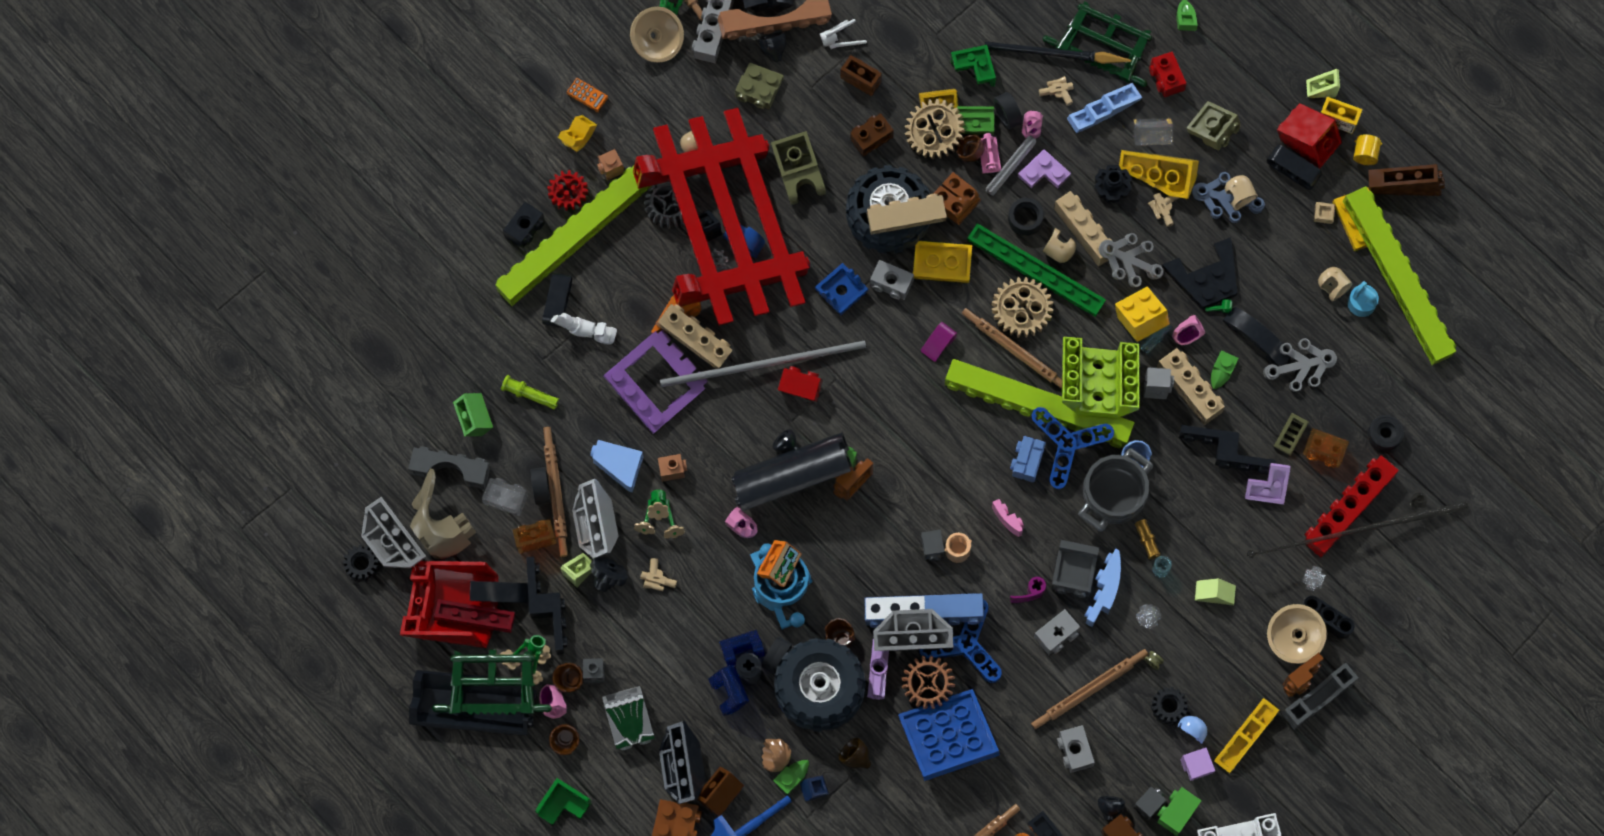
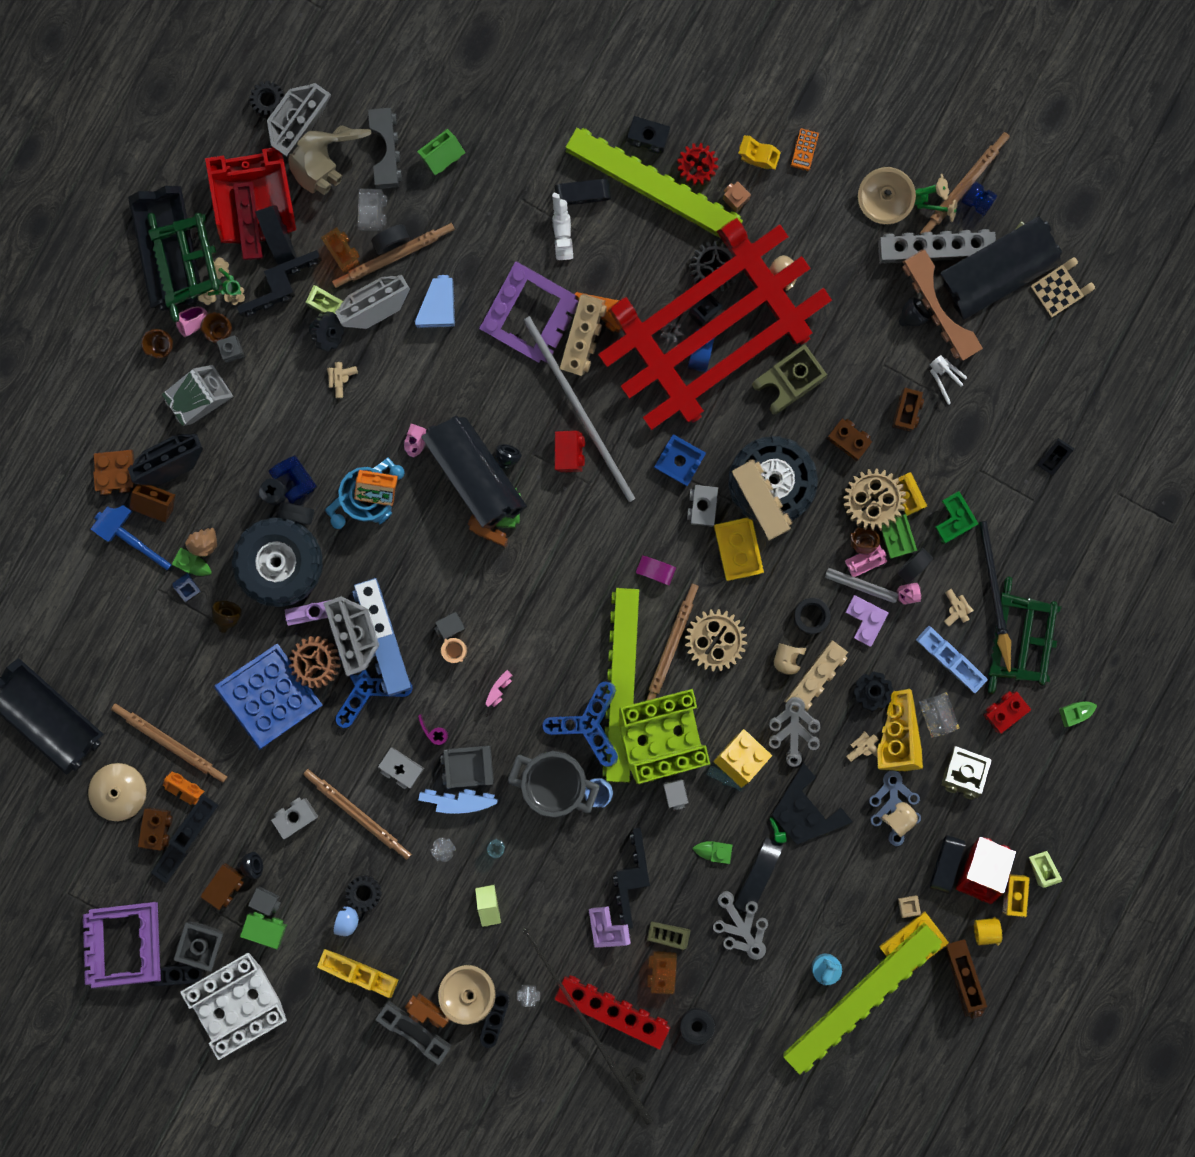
camera: 70 degrees right, 15 degrees up
(521, 389) = (482, 189): lime pin -> none
(562, 797) = (104, 358): green panel -> none
(659, 508) = (412, 355): tan plant -> none
(672, 467) = (449, 356): nougat brick -> none
(731, 681) = (251, 482): clear blue connector -> none
(758, 86) = (867, 313): olive plate -> none
(840, 631) = (335, 565): reddish brown hair -> none
(958, 198) = (802, 551): dark orange hips -> none
(1028, 458) = (563, 690): medium blue brick -> none
(1036, 270) = (759, 642): green plate -> none
(1147, 539) = (519, 827): pearl gold pin -> none
(1154, 660) = (402, 866): olive bush -> none
(1188, 331) = (741, 808): rock -> none
(1191, 386) = (685, 826): tan brick -> none
(1197, 764) = (313, 935): lavender piece -> none
(1339, 282) = (836, 941): tan helmet -> none

